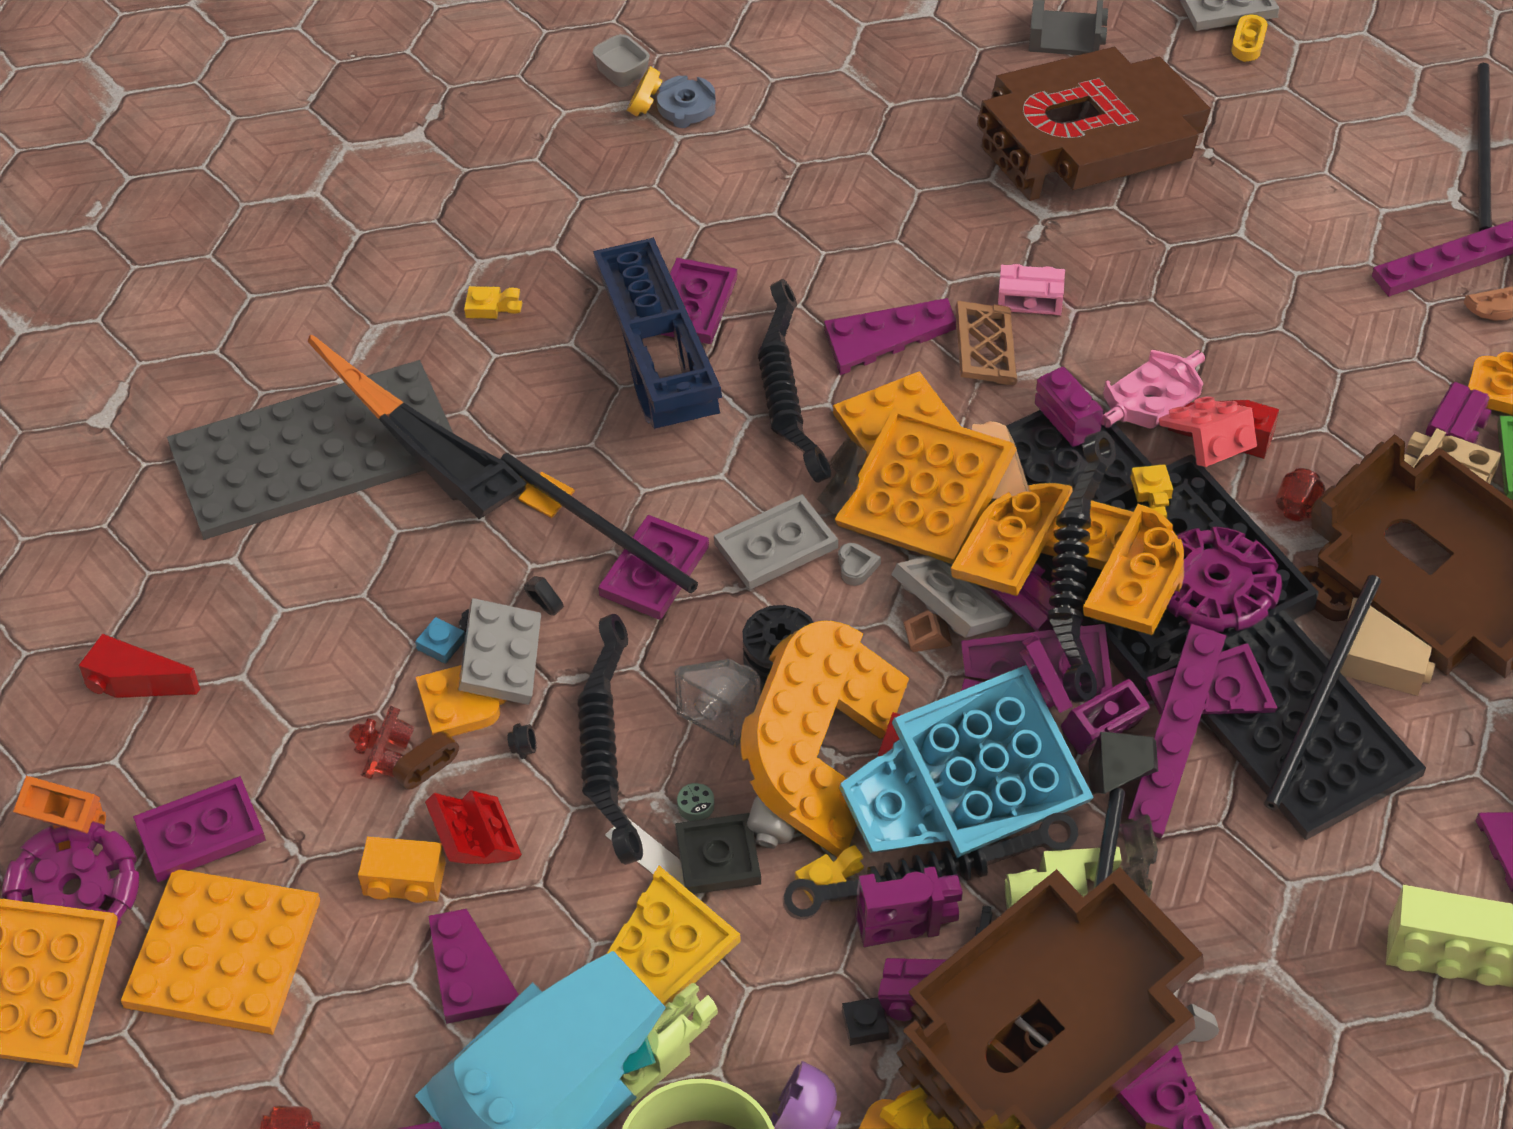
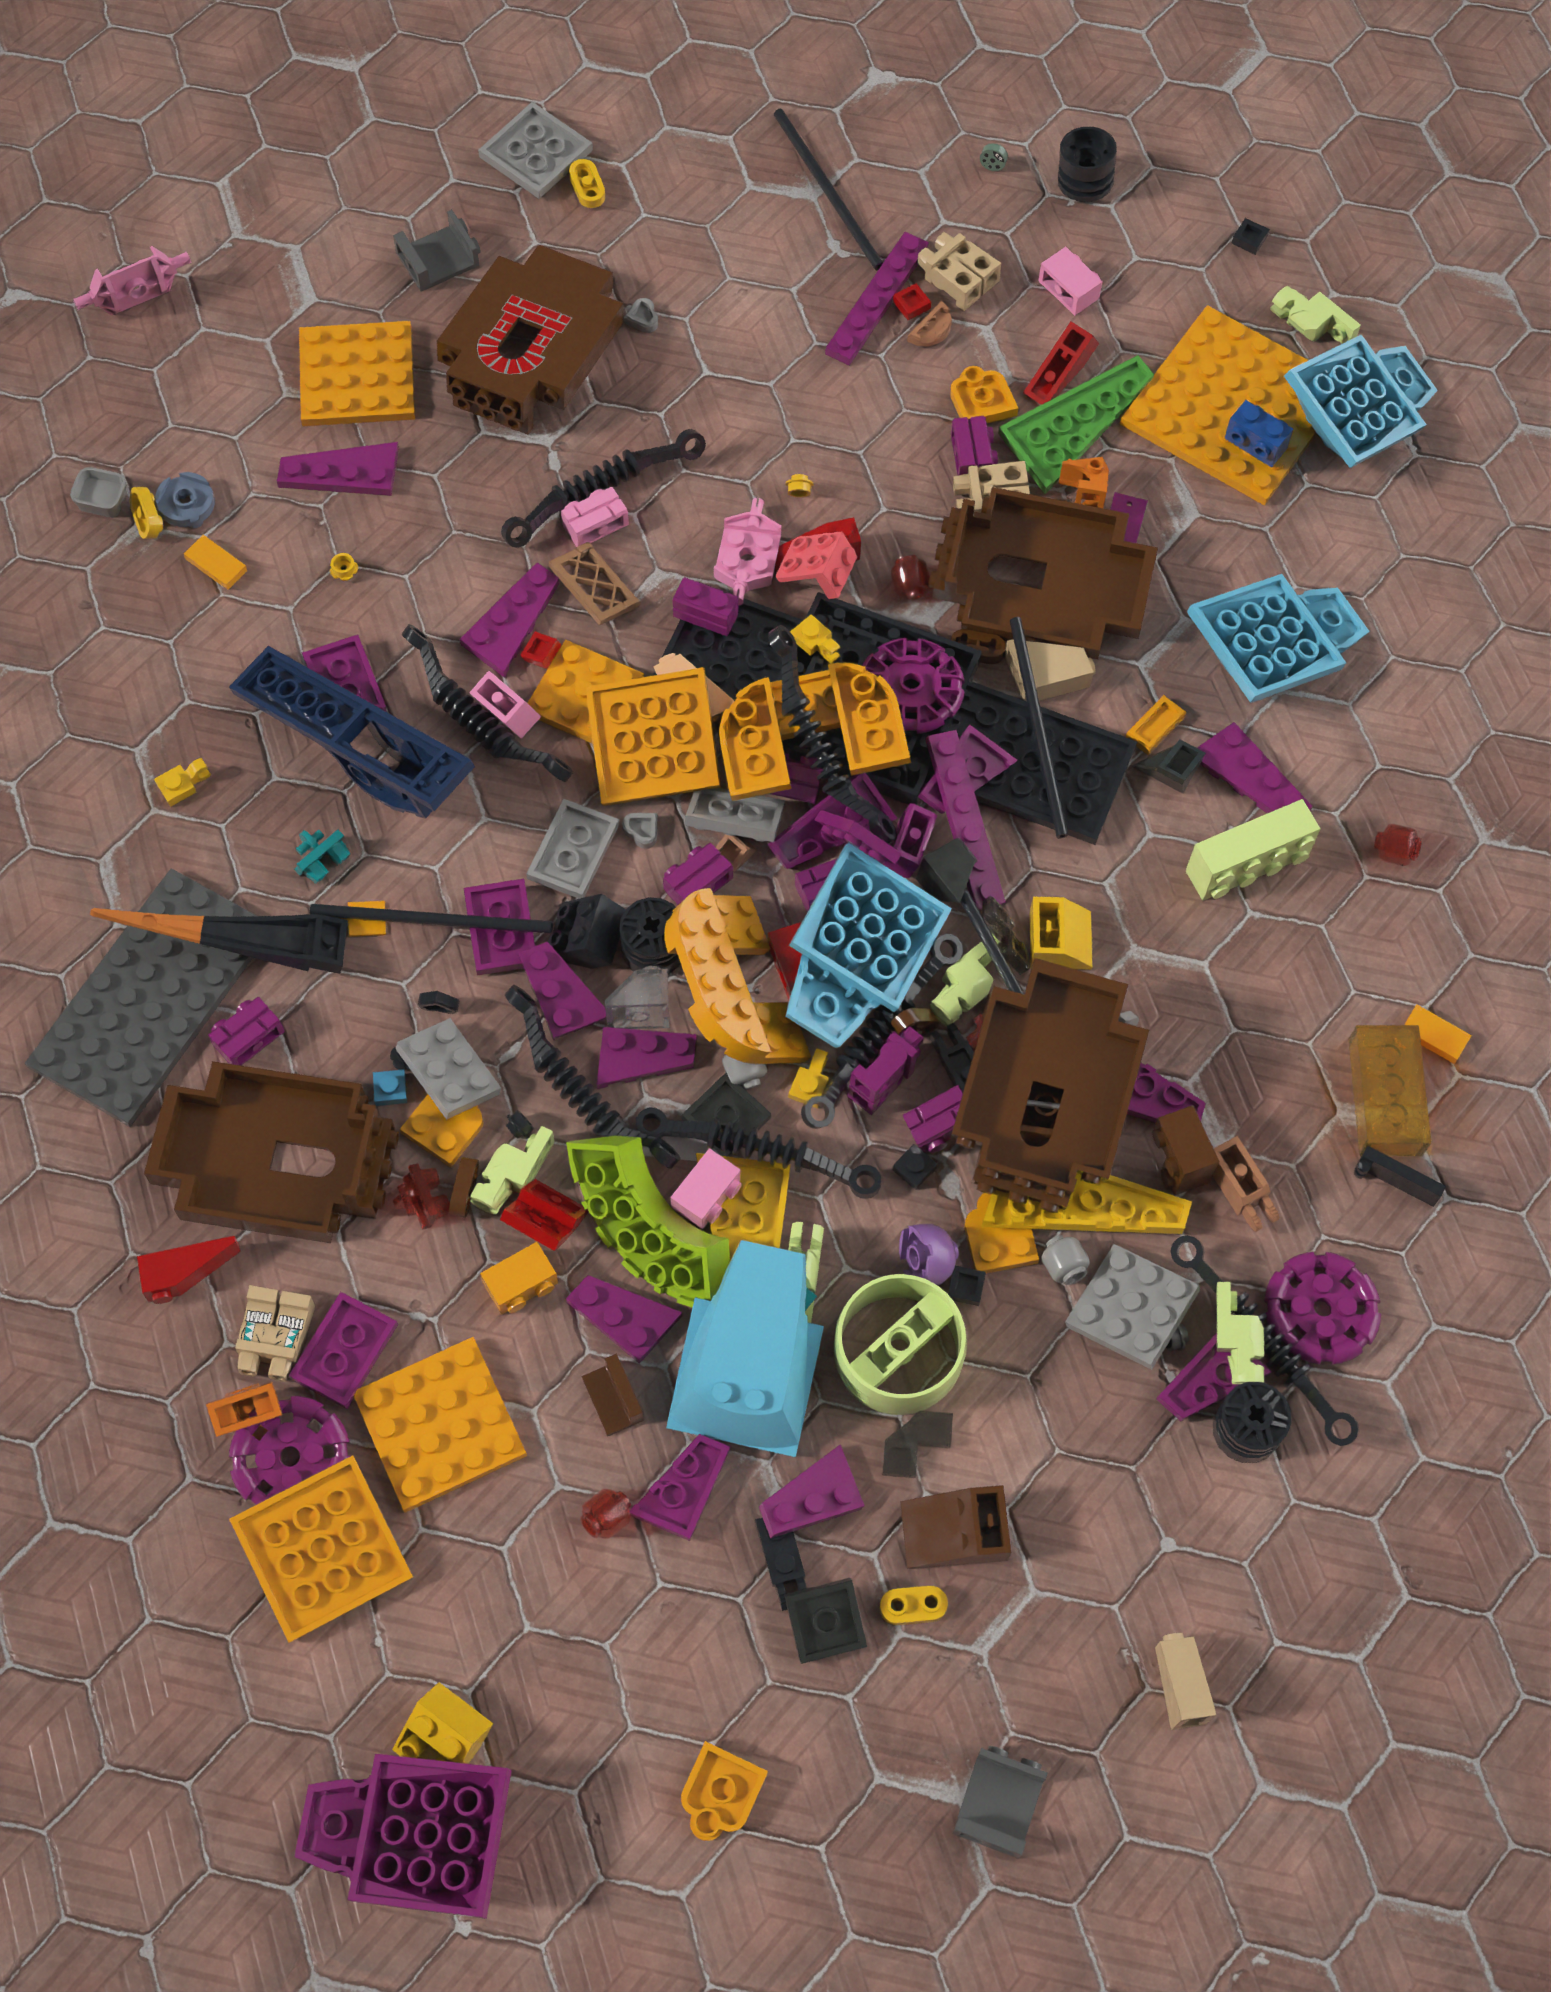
camera: 40 degrees left, 15 degrees up
(155, 771) = (273, 1331): none -> tan hips
(263, 590) = (224, 1140): none -> reddish brown panel
(359, 519) = (245, 1032): none -> magenta brick
(394, 1034) = (613, 1396): none -> reddish brown panel
(482, 772) = (511, 1170): none -> yellowish green plate
(550, 413) = (332, 846): none -> teal hips
(554, 884) = (642, 1224): none -> lime brick
(635, 898) = (706, 1189): none -> bright pink brick
(655, 648) = (560, 992): none -> magenta wing
(670, 158) = (215, 562): none -> light orange tile
(686, 748) = (641, 1053): none -> magenta wing
(695, 802) = (678, 1088): sand green tile -> none
(721, 616) = (587, 931): none -> black slope
(728, 903) = (803, 1156): none -> black piece
(773, 214) = (340, 561): none -> yellow plate
(814, 388) = (505, 704): none -> bright pink brick
(842, 147) = (343, 470): none -> magenta wing
(845, 481) = (589, 773): clear smoke tile -> none
(882, 626) = (702, 870): none -> magenta brick
(889, 367) = (541, 650): none -> red plate
(916, 82) = (356, 373): none -> light orange plate
(977, 883) = (920, 1019): none -> reddish brown beam
(1103, 264) = (633, 462): none -> black piece
(1197, 893) = (1060, 932): none -> yellow slope
(1215, 161) = (642, 316): none -> light grey tile
(1251, 364) = (799, 485): none -> yellow plate
(1452, 815) = (1173, 765): none -> pearl dark grey slope
(1463, 768) = (1156, 724): none -> light orange tile
(1494, 272) = (912, 301): none -> red plate

